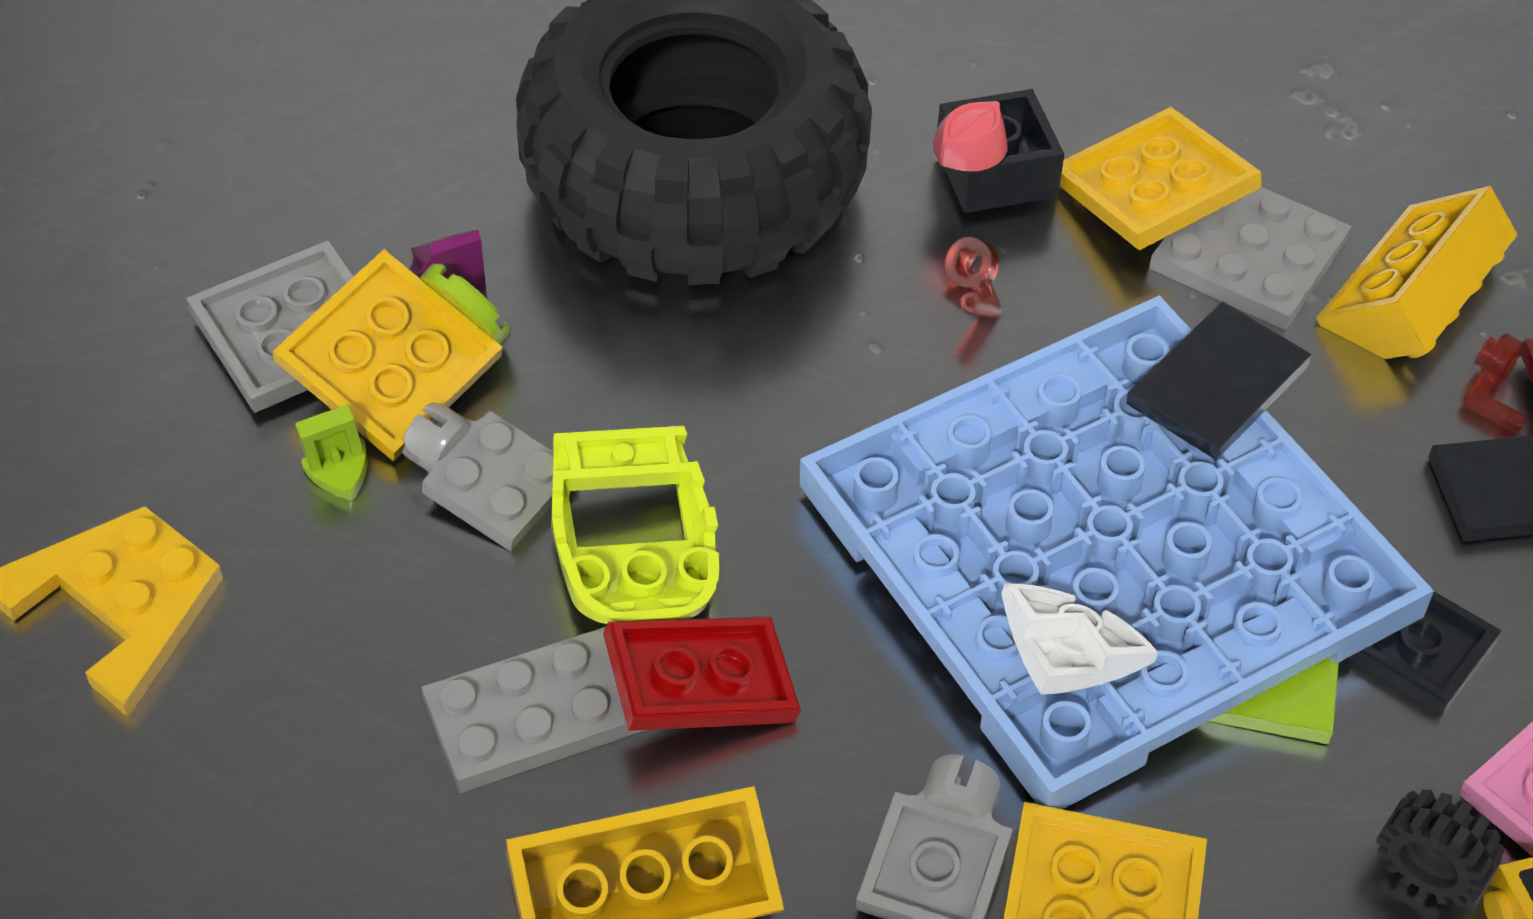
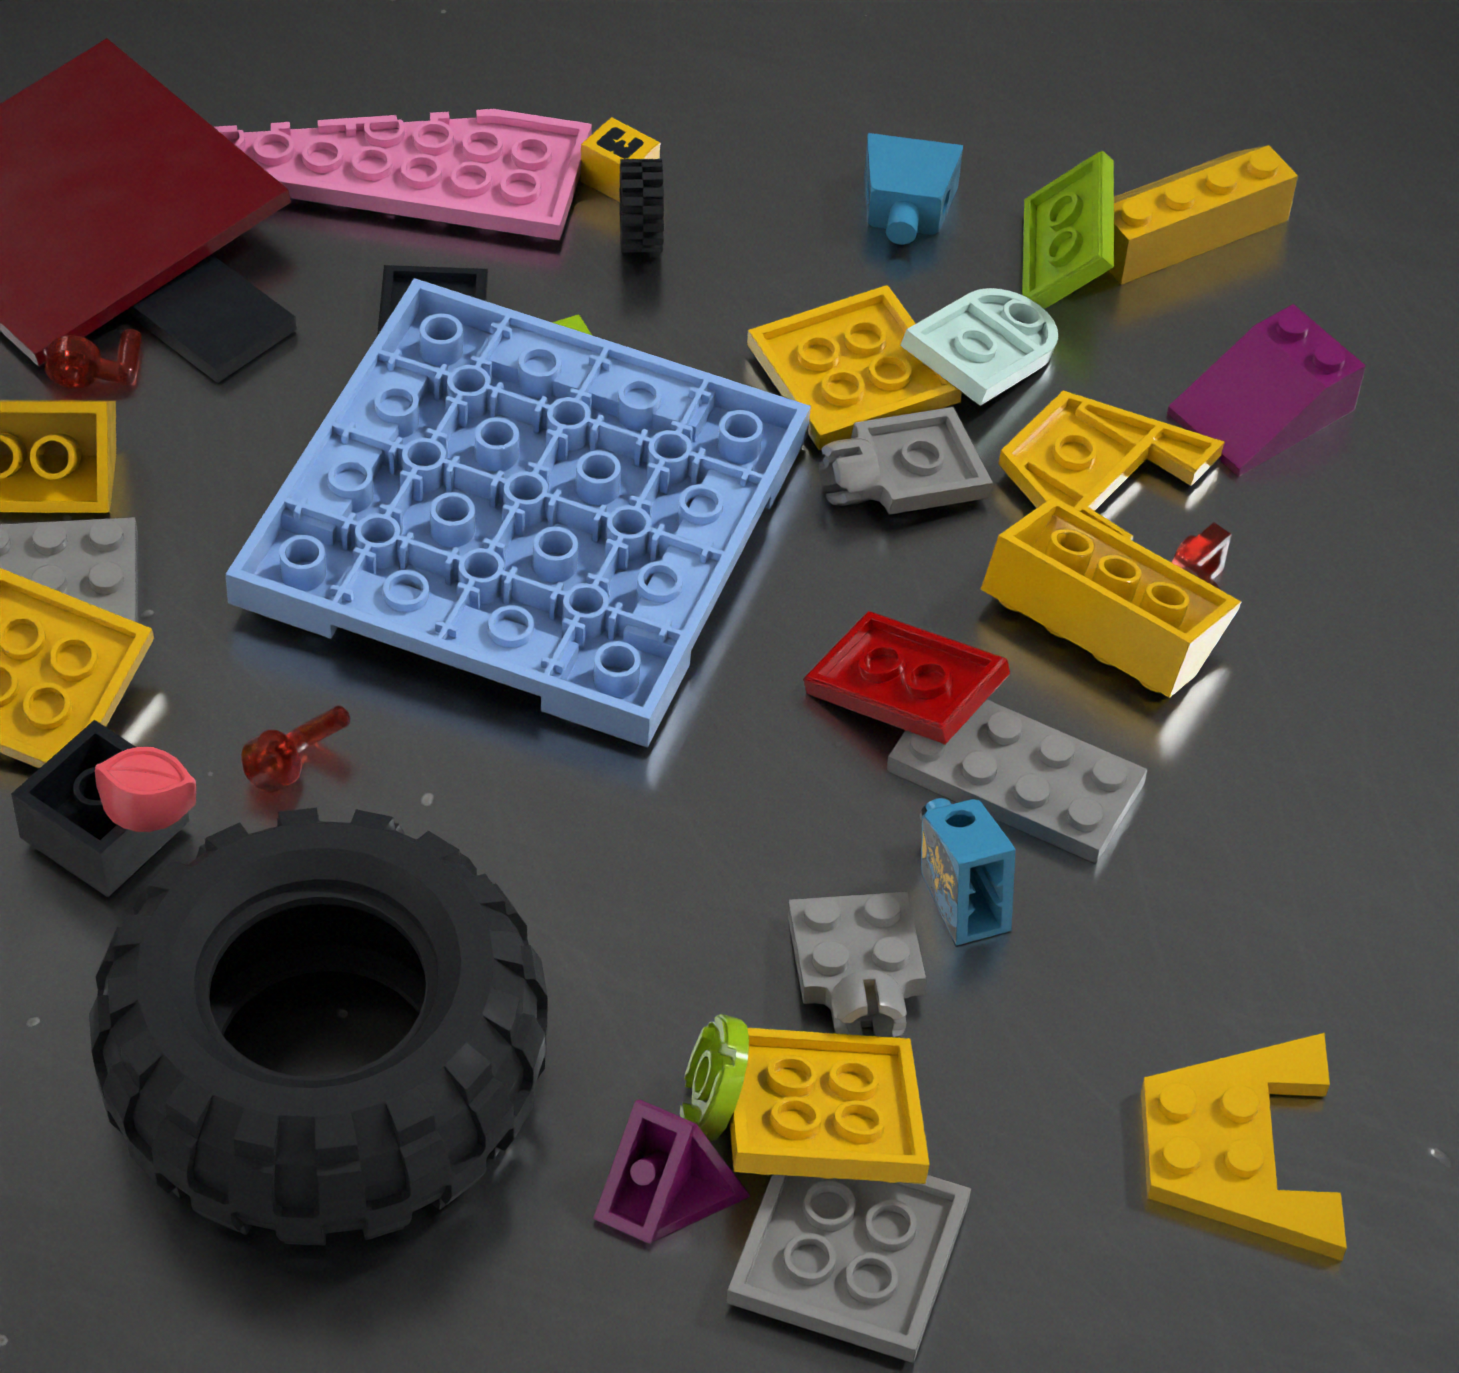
camera: 130 degrees left, 0 degrees up
(334, 452) = (955, 1082): lime tile -> none
(486, 567) = (965, 845): none -> dark azure torso
(639, 578) = (841, 765): neon yellow slope -> none
(1068, 643) = (674, 444): white brick -> none
(1218, 380) = (306, 479): black tile -> none

